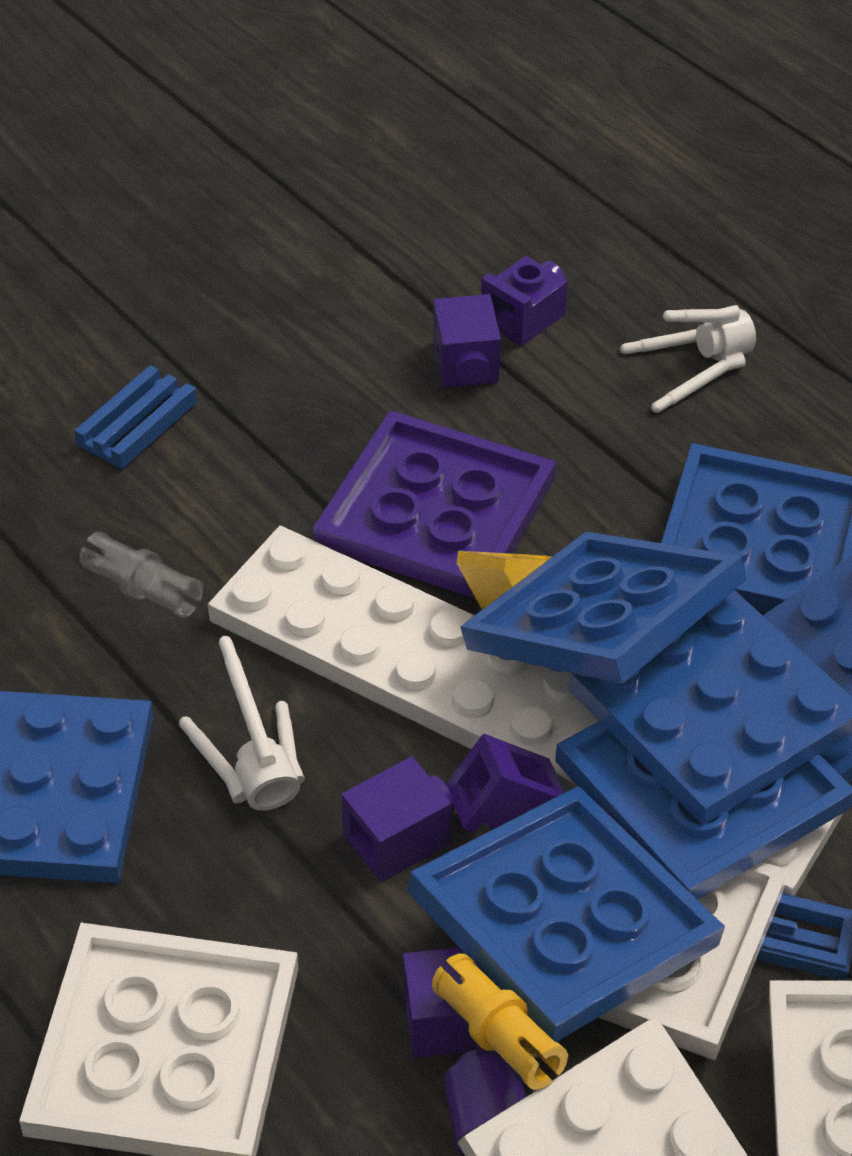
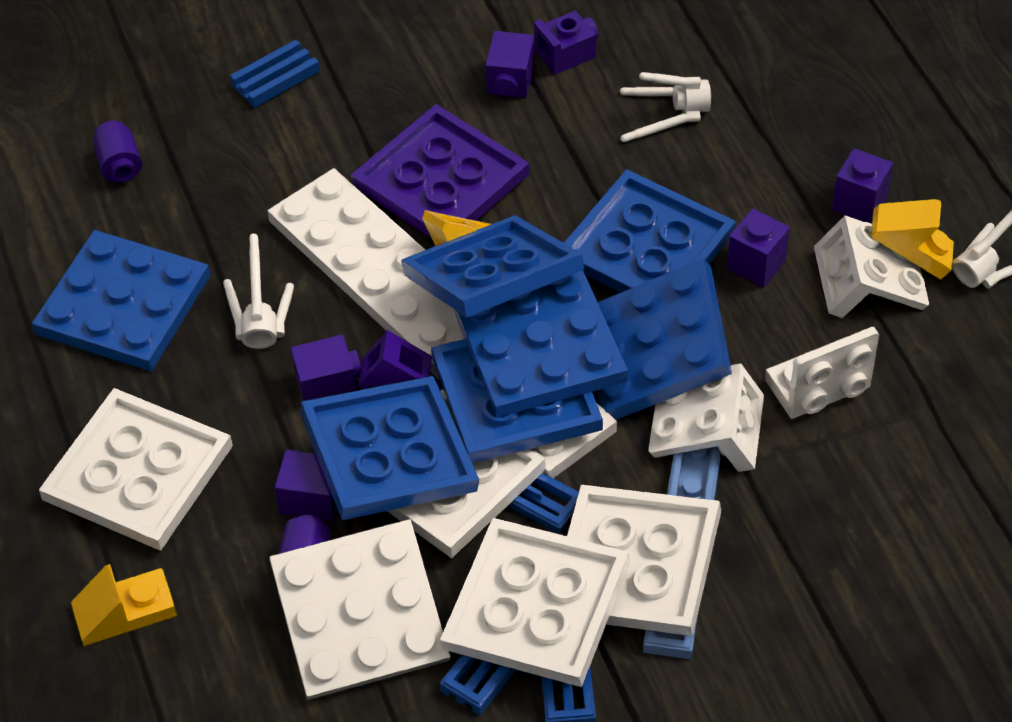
camera: 20 degrees right, 5 degrees up
(141, 574) = (234, 181): clear pin -> none
(499, 1021) = (315, 498): yellow pin -> none

